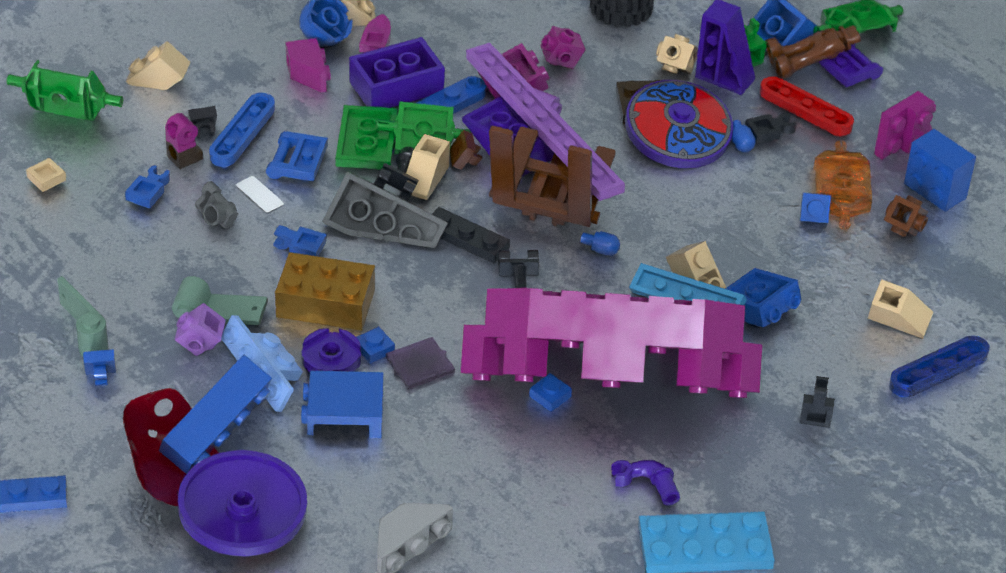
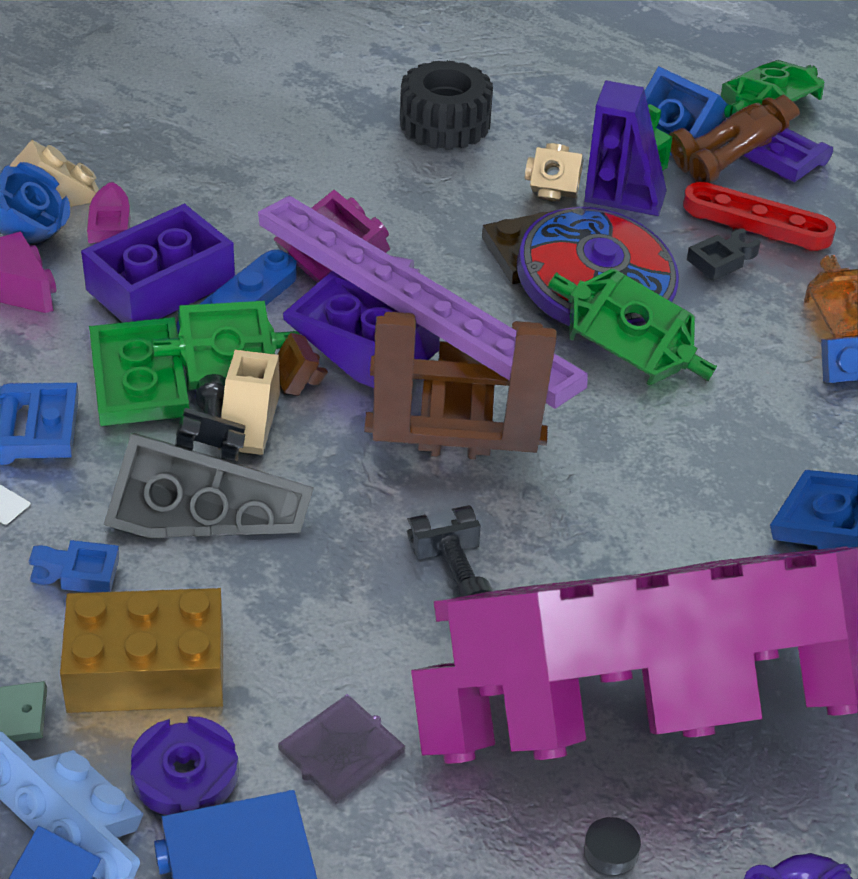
camera: 15 degrees left, 0 degrees up
(375, 344) = (256, 730): blue plate -> none
(472, 236) = (355, 502): black plate -> none
(549, 437) = (612, 846): none -> black tile
(550, 392) = (583, 760): blue plate -> none
(562, 47) = (390, 188): magenta brick -> none
(602, 242) = (560, 473): blue cylinder -> none
(658, 282) = (724, 530): dark azure plate -> none
(693, 179) = (655, 348): none -> green plate
(696, 263) = (725, 493): tan slope -> none
(742, 137) = (693, 274): blue cylinder -> none

